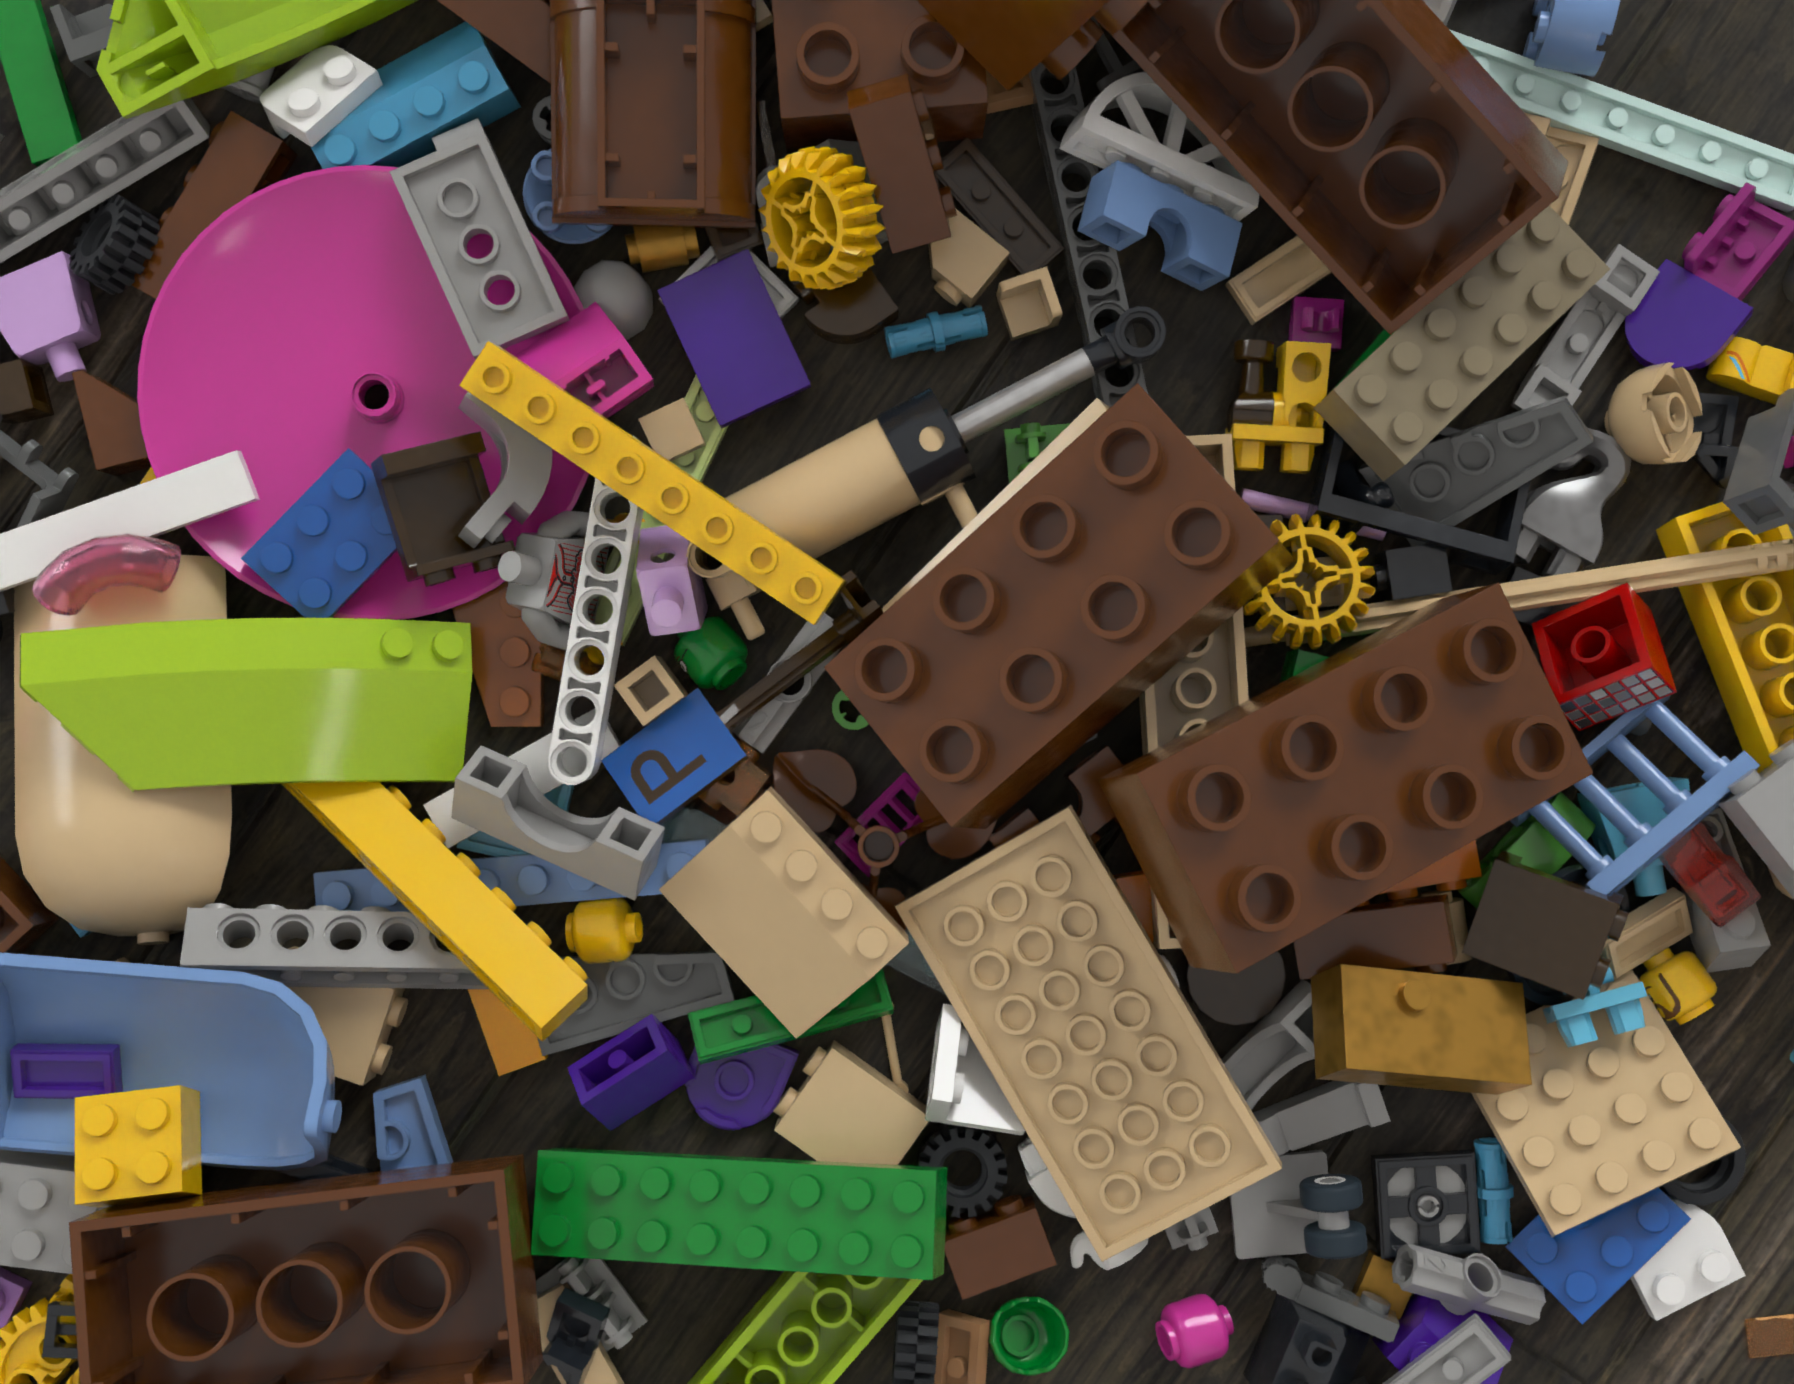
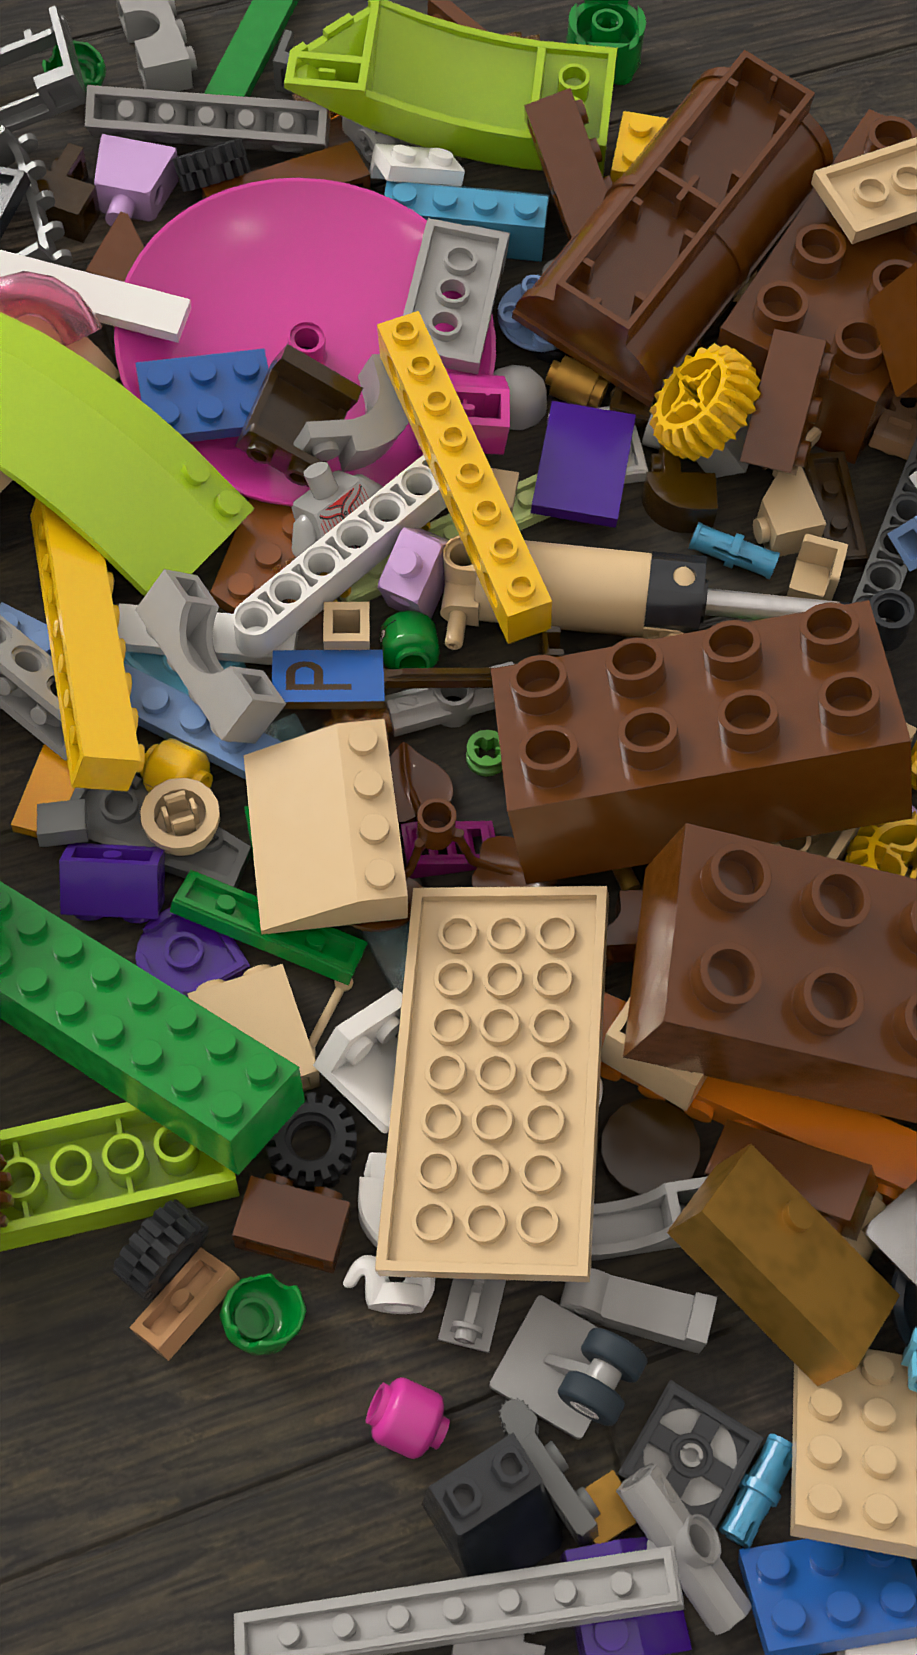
camera: 30 degrees right, 25 degrees down
(548, 1060) = (62, 823): none -> dark grey tile
(645, 981) = (180, 816): none -> tan piece

